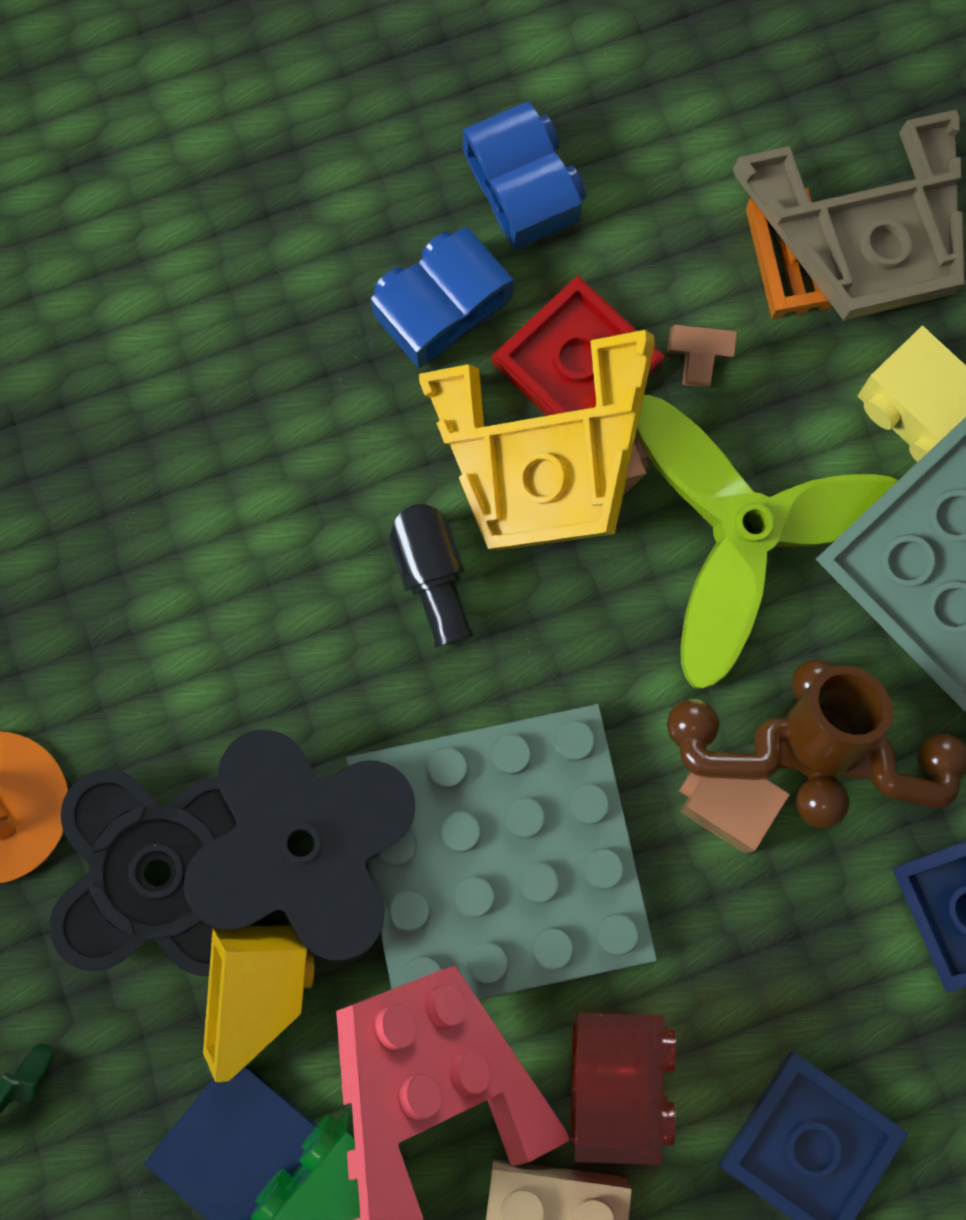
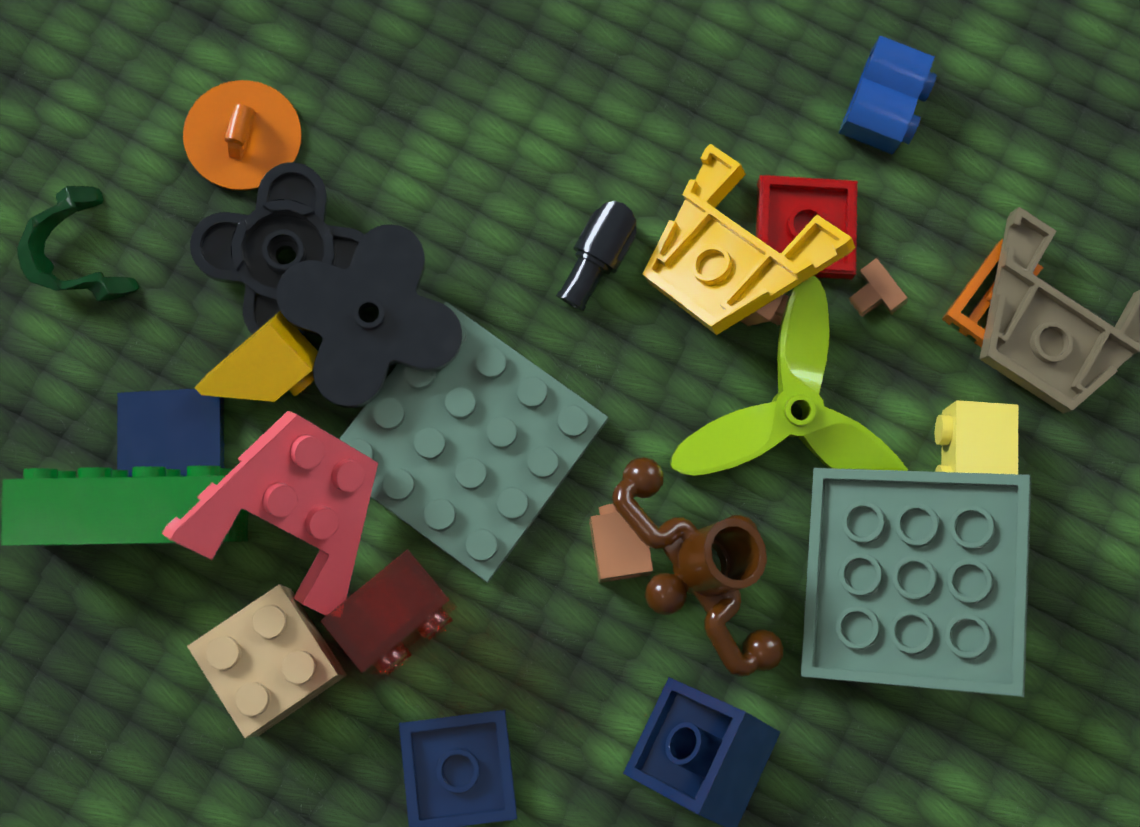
camera: 40 degrees right, 0 degrees up
(441, 295) = (769, 114): blue brick -> none

